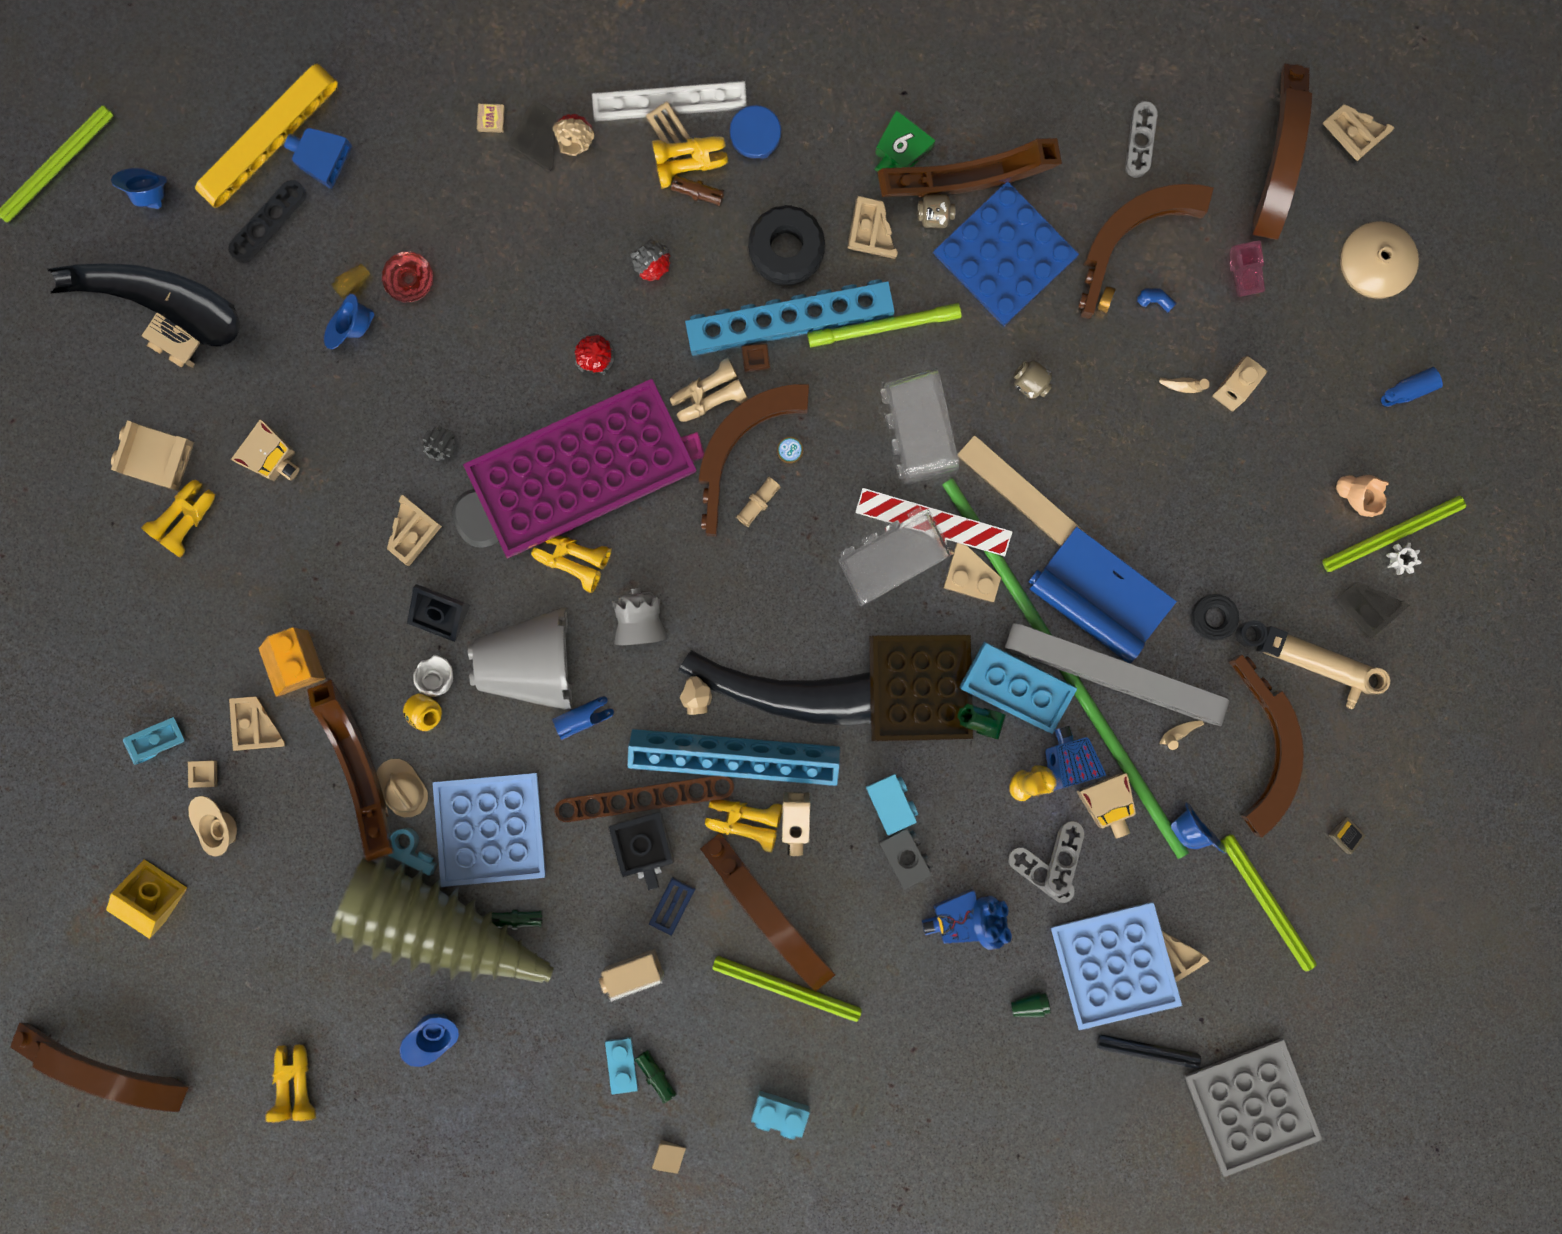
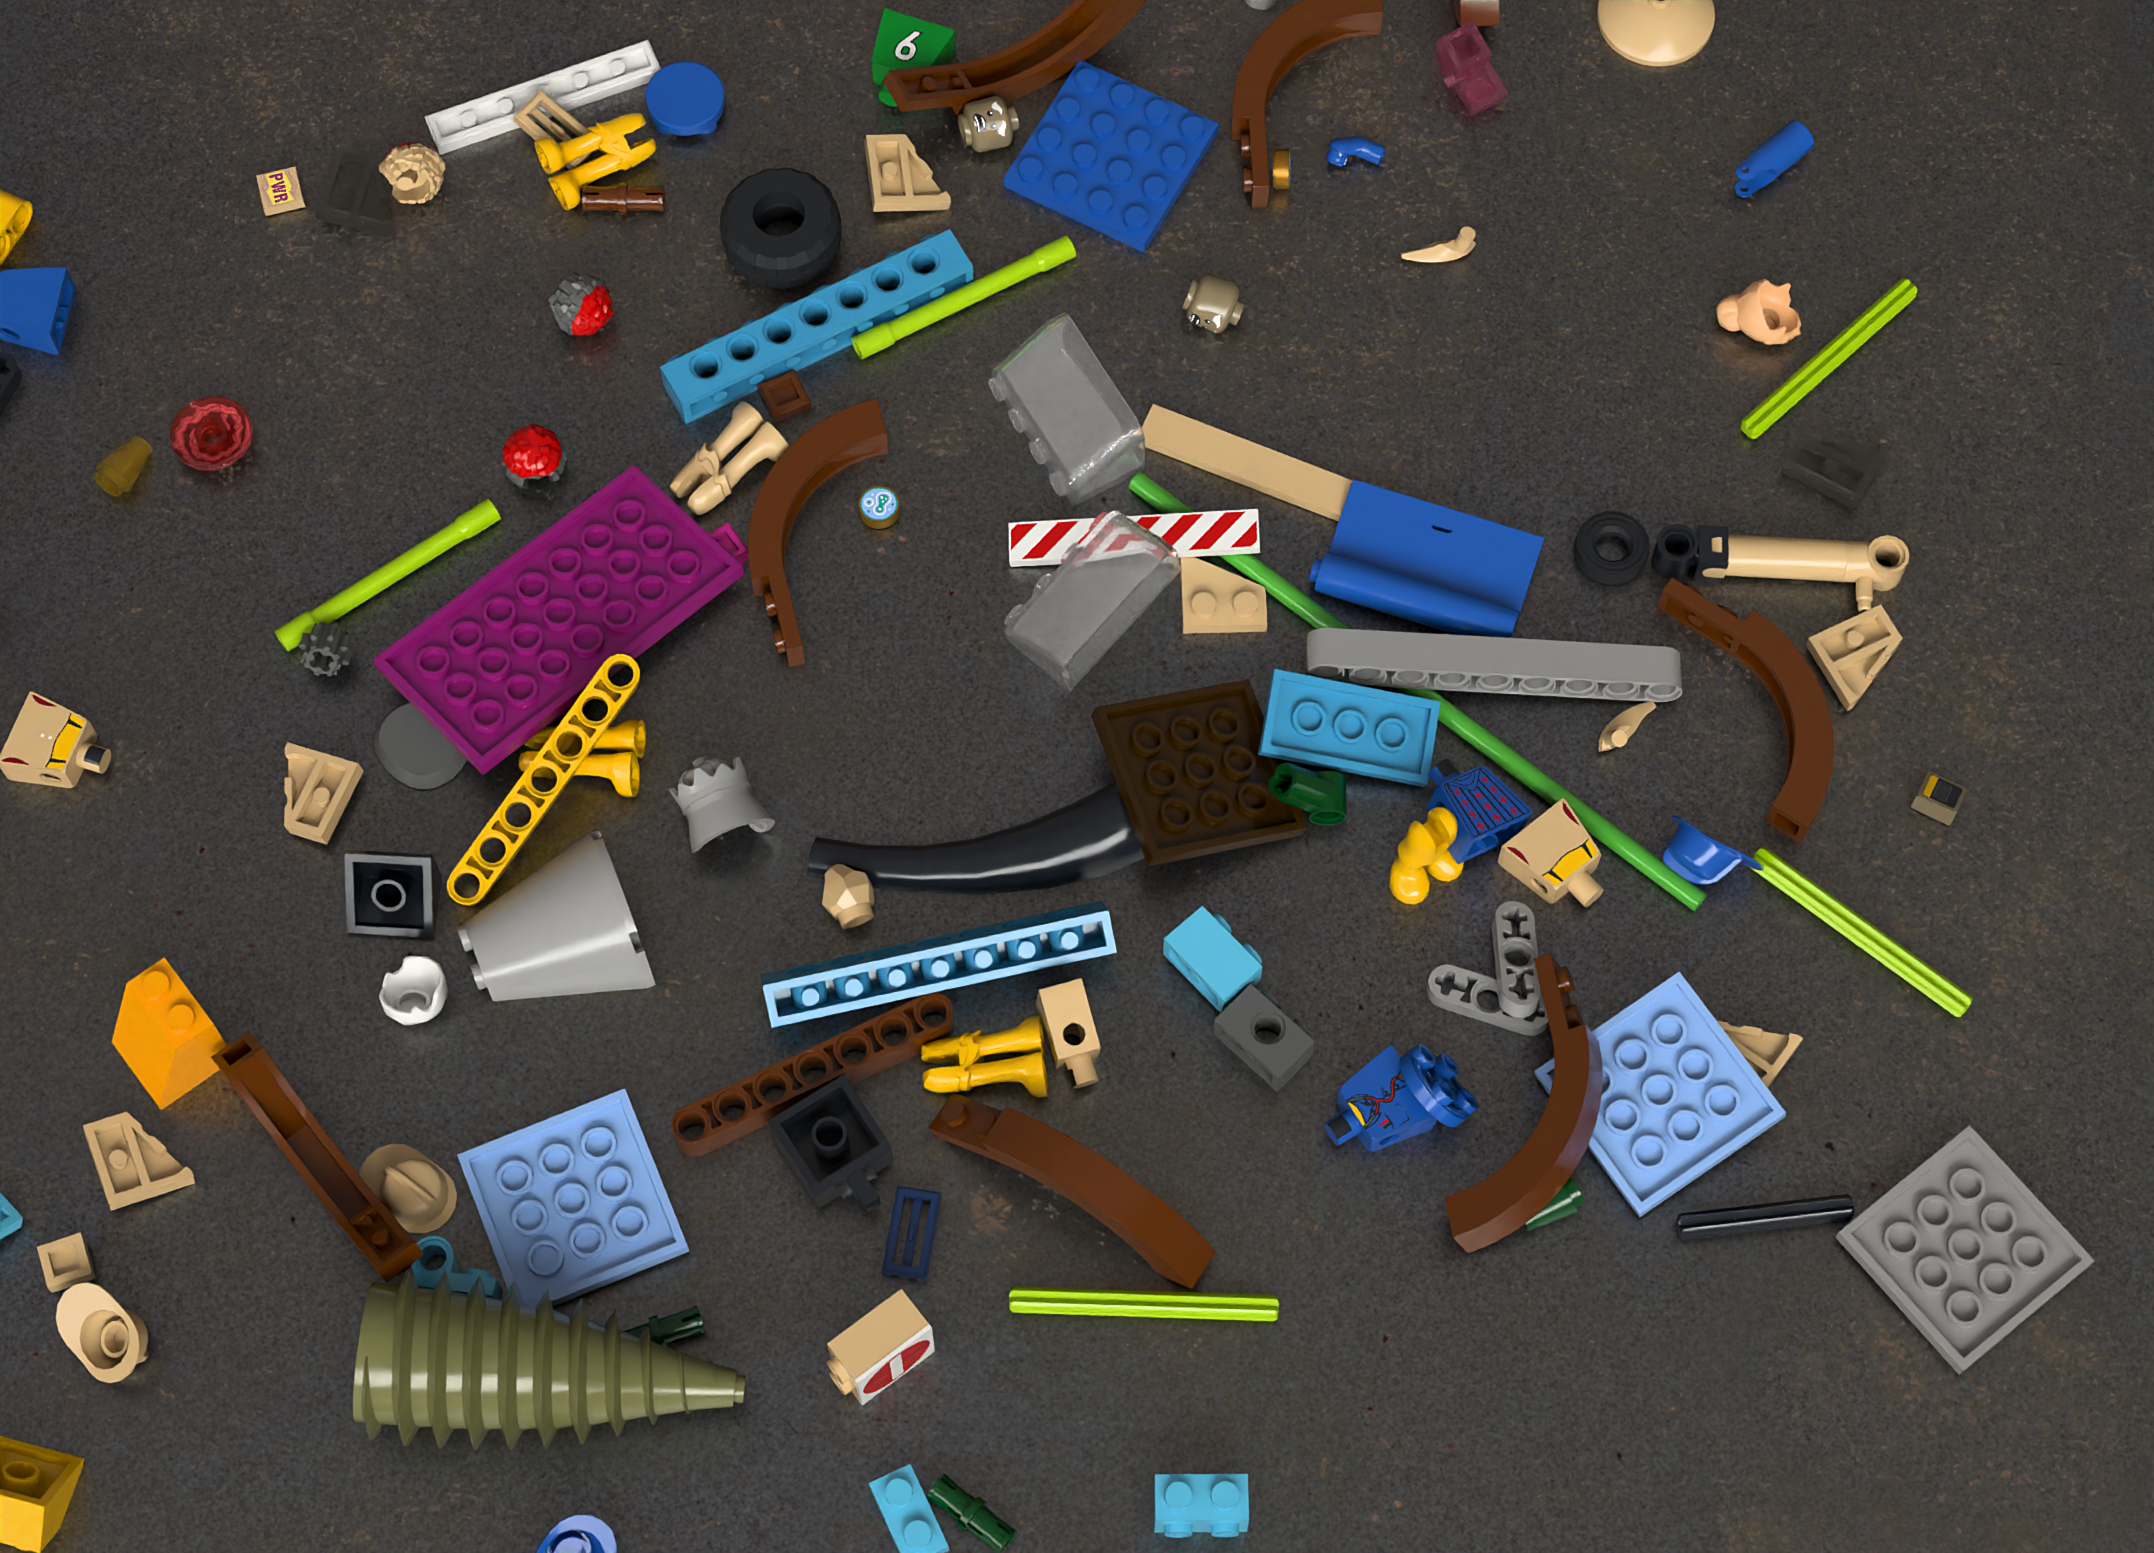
camera: 20 degrees left, 20 degrees down
(348, 322) = (137, 520): blue piece -> none
(422, 712) = (410, 1049): yellow head -> none
(535, 585) = (547, 758): none -> yellow beam
(542, 386) = (464, 527): none -> lime piece
(581, 718) = (670, 987): blue piece -> none
(758, 502) = (854, 590): tan pin -> none
(1055, 973) = (1560, 1138): none -> reddish brown arch
(1241, 382) = (1522, 207): tan torso -> none
(1333, 731) = (1855, 652): none -> tan wing
(1398, 563) = (1857, 384): white gear -> none

